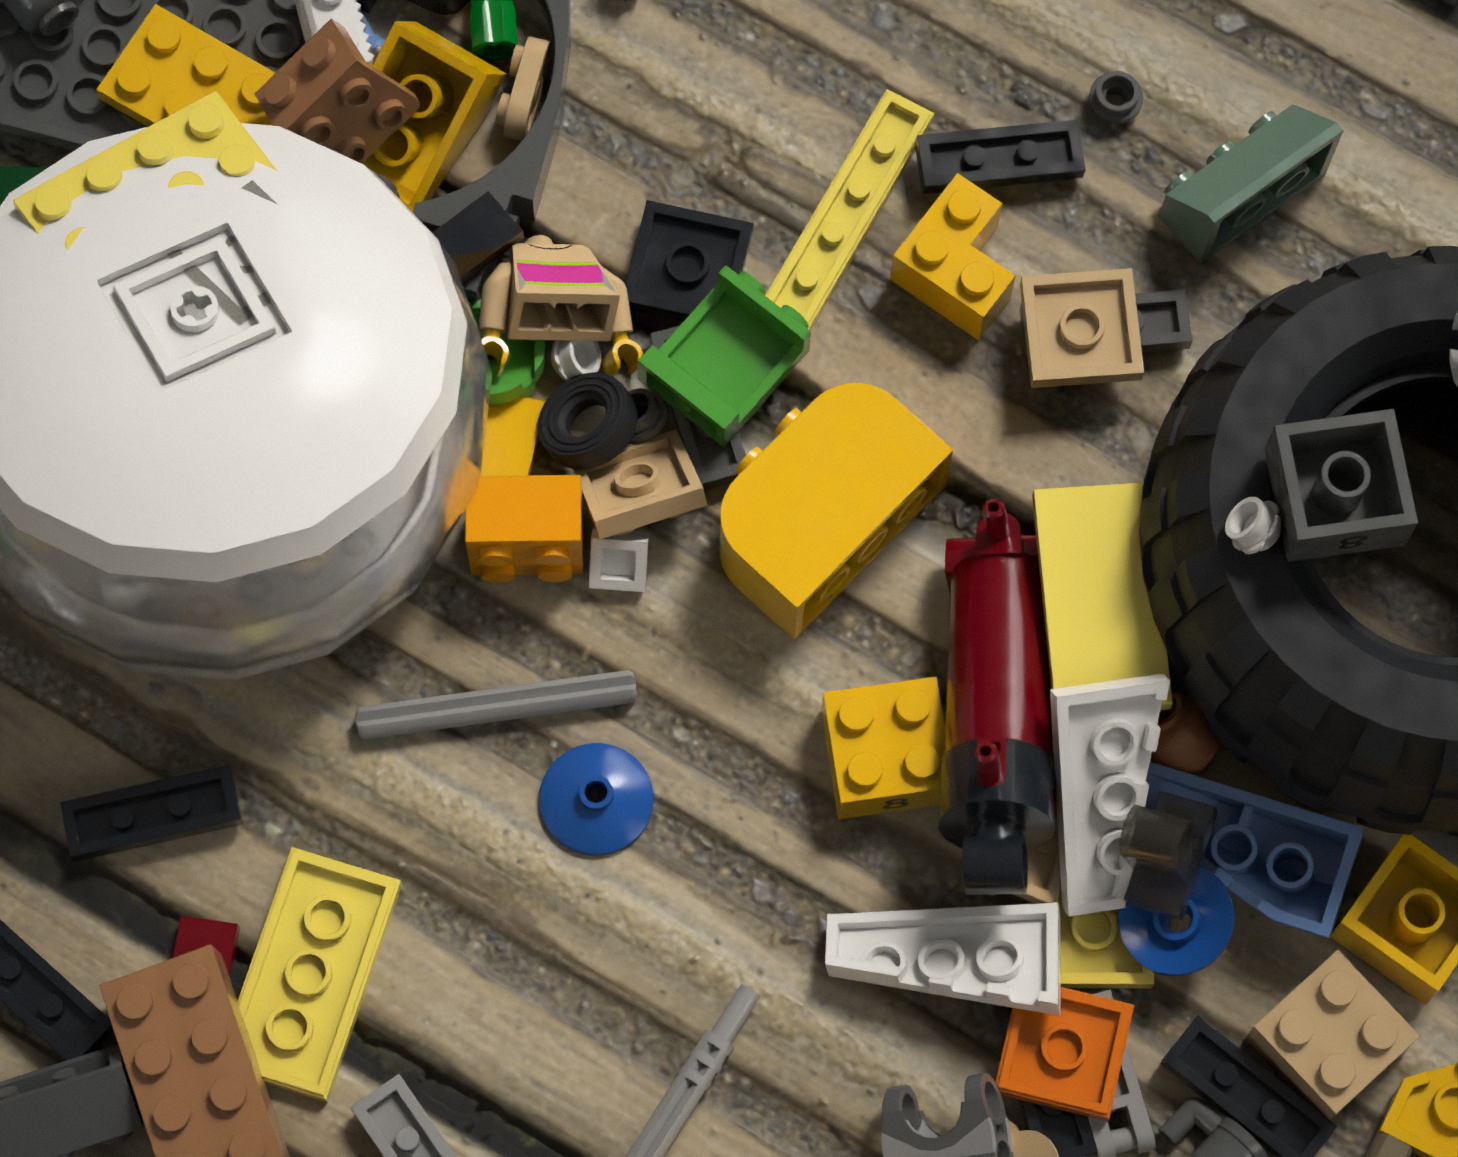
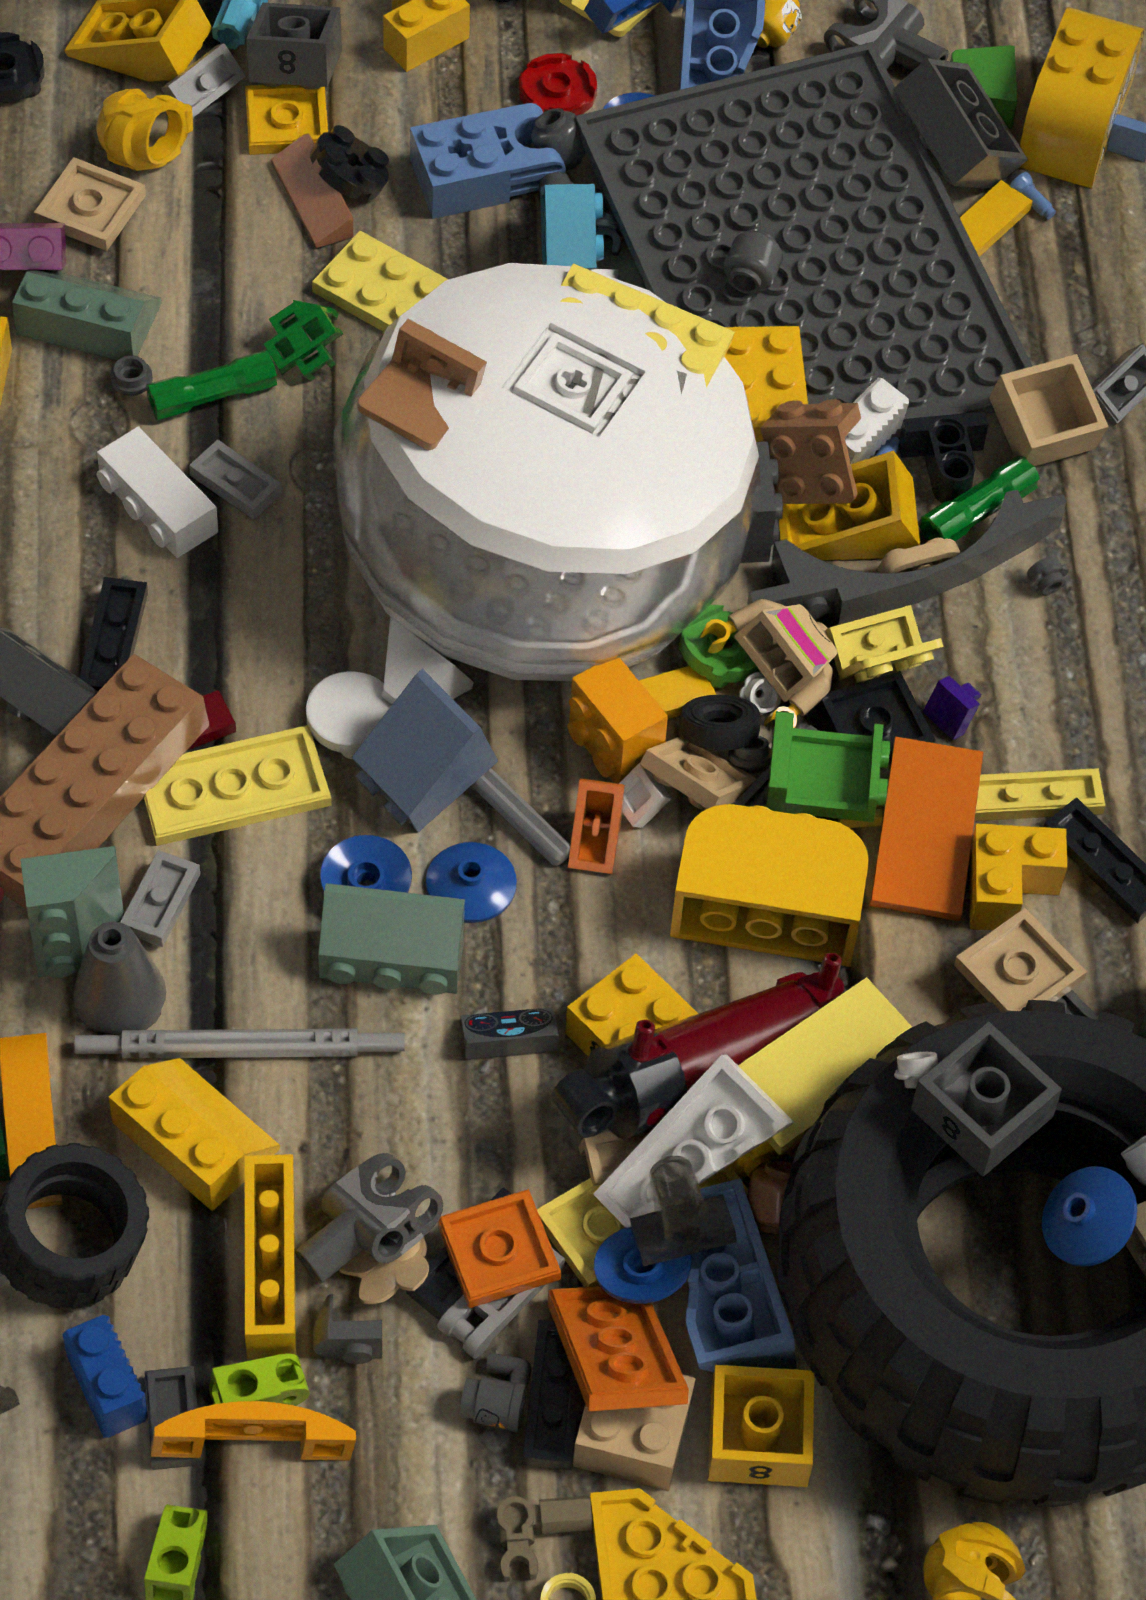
camera: 55 degrees right, 15 degrees down
(89, 503) = (403, 391): none -> medium nougat bracket
(151, 813) = (274, 636): black plate -> none
(307, 792) = (345, 710): none -> white tile
(319, 696) = (410, 654): none -> white slope
(431, 757) = (422, 753): none -> sand blue slope
(478, 235) = (778, 578): black tile -> none
(523, 877) = (367, 859): none -> blue dish
(611, 197) = (877, 642): none -> light yellow bracket
(629, 631) = (596, 826): none -> orange slope
(637, 932) = (391, 939): none -> sand green slope
(723, 177) = (952, 706): none -> dark purple tile
(805, 875) = (509, 1033): none -> slope
(852, 299) = (927, 829): none -> orange tile
(963, 953) = (519, 1145): white wing -> none
(1269, 1010) = (616, 1350): none -> orange tile

